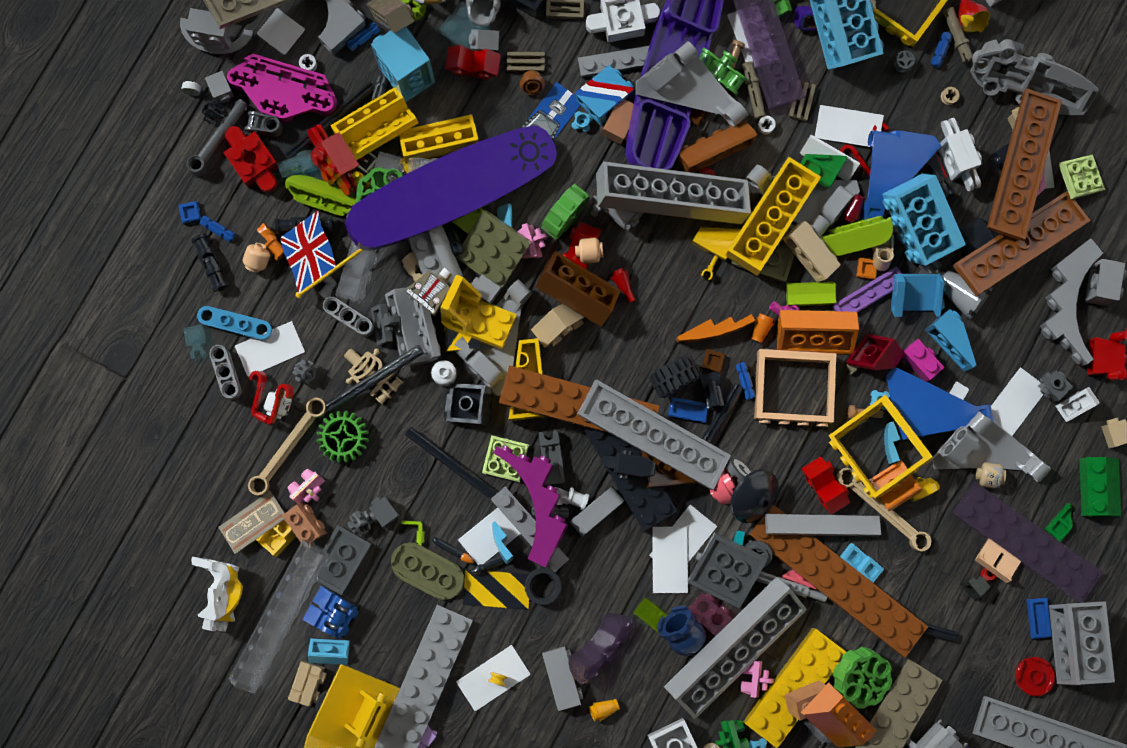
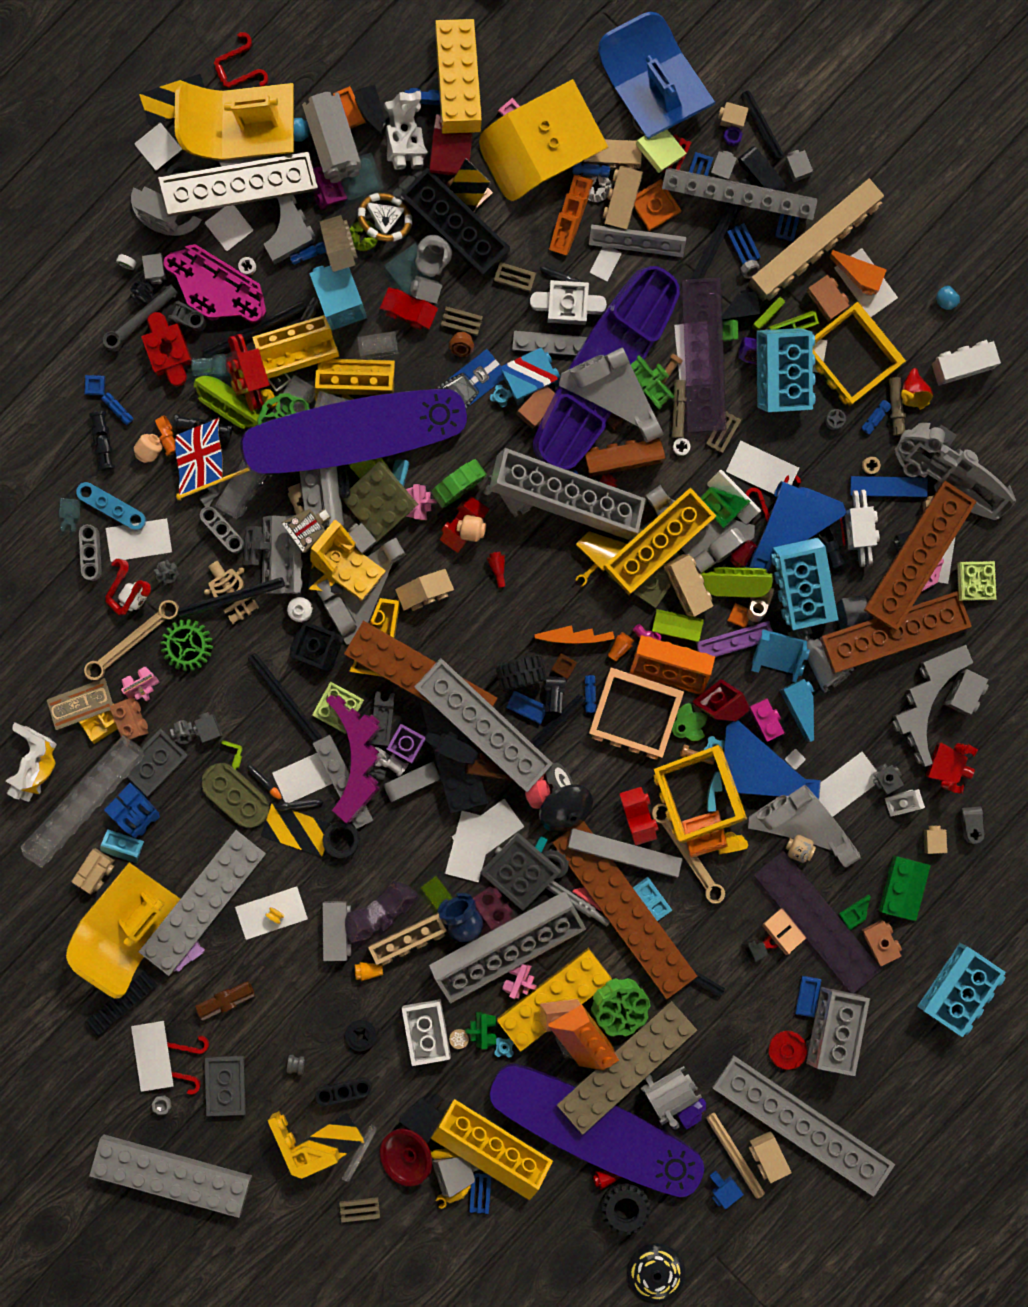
camera: 20 degrees right, 5 degrees up
(452, 103) = (378, 345): none -> clear brick
(499, 538) = (311, 782): medium azure slope -> none
(578, 288) = (450, 562): reddish brown brick -> none
(582, 474) = (406, 743): none -> medium lavender head
(633, 667) = (412, 936): none -> tan brick
(851, 382) = (692, 721): none -> bright green plate
(974, 110) = (889, 486): none -> blue tile
(1095, 545) = (881, 942): none -> nougat brick

